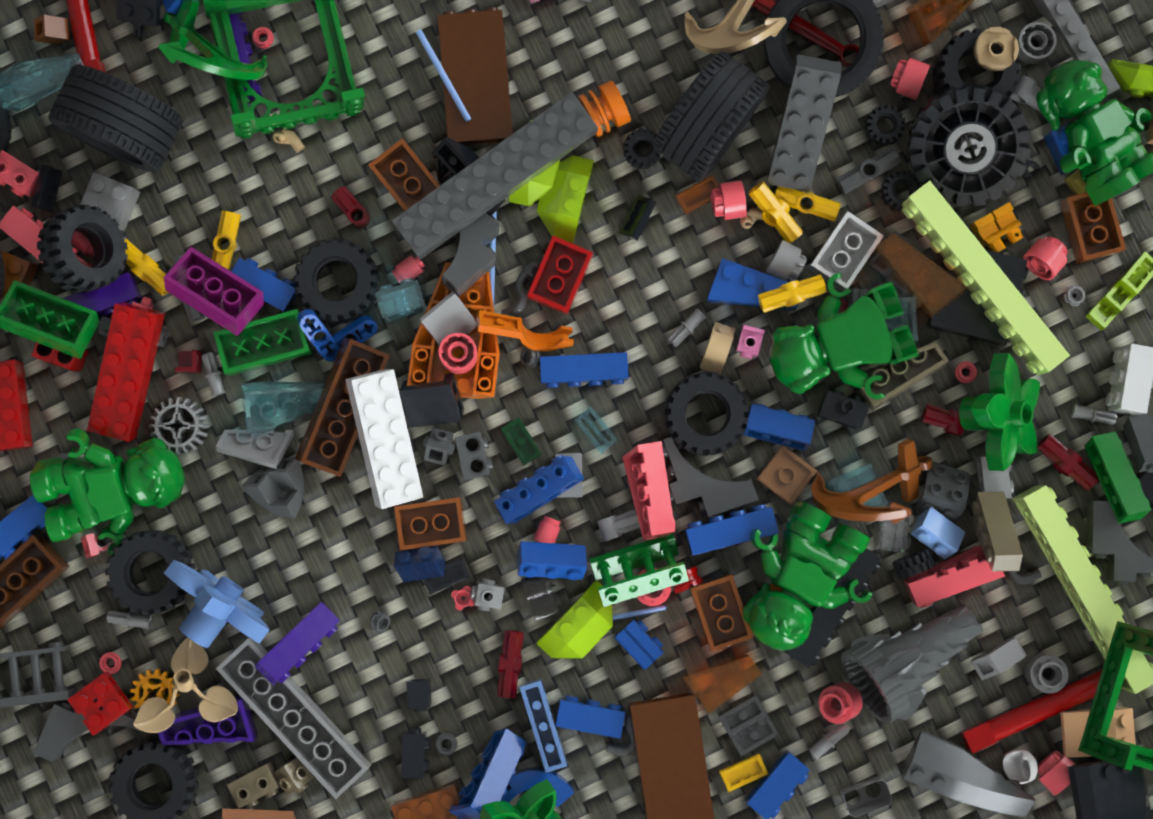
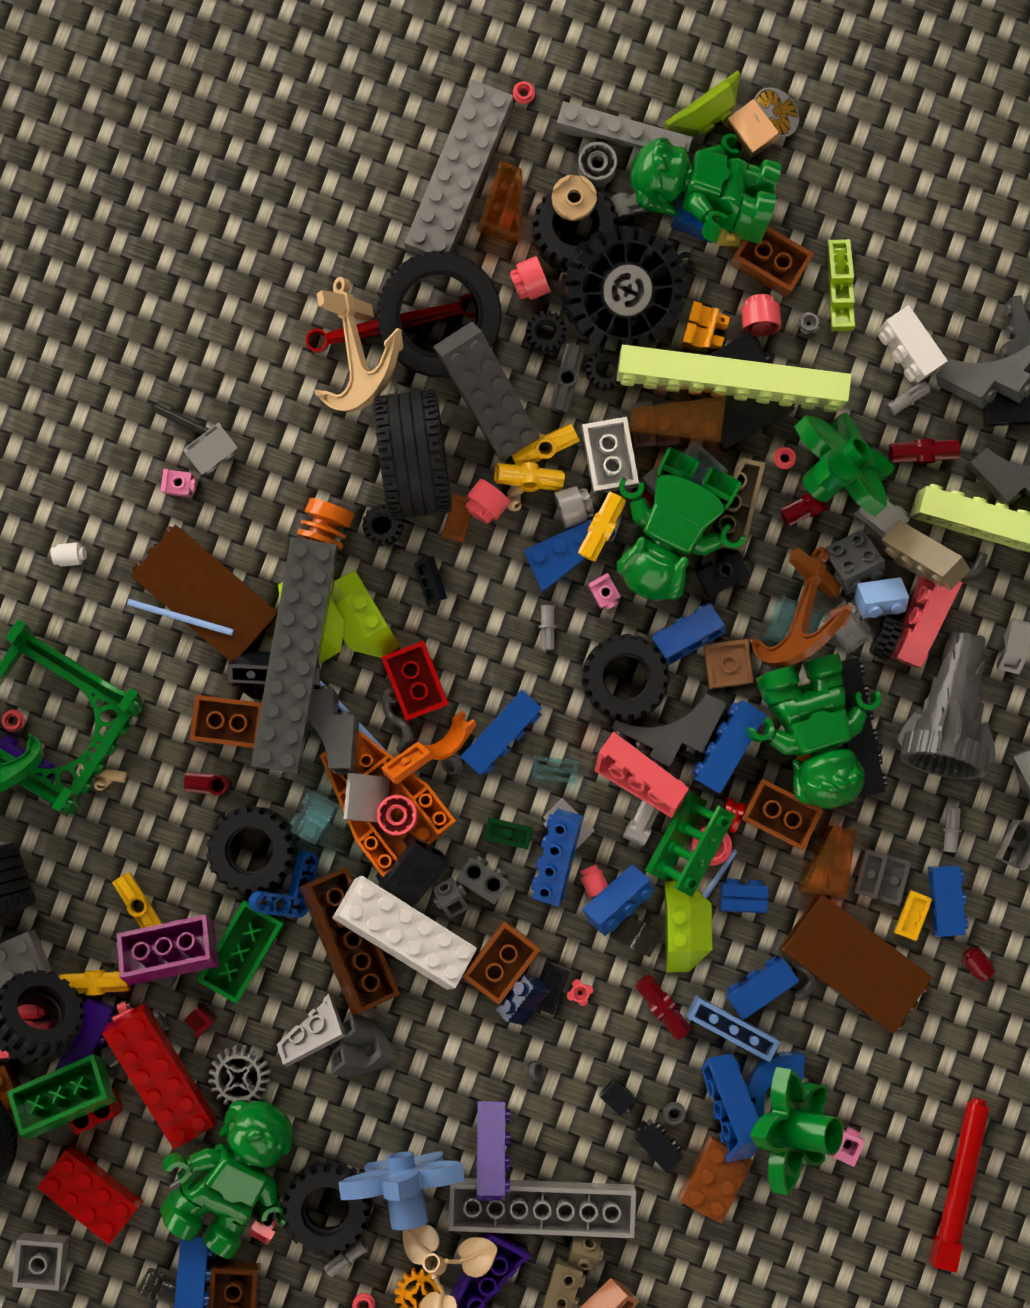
camera: 50 degrees left, 0 degrees up
(213, 374) = (226, 1011): light grey axle -> none
(275, 292) = (213, 903): blue brick -> none
(277, 402) = (295, 986): clear light blue wedge -> none
(408, 268) = (296, 787): coral brick -> none
(493, 600) = (603, 972): light grey brick -> none
(717, 348) = (585, 619): tan brick -> none
(849, 698) = (935, 784): coral piece -> none
(1117, 477) = (972, 428): green brick -> none

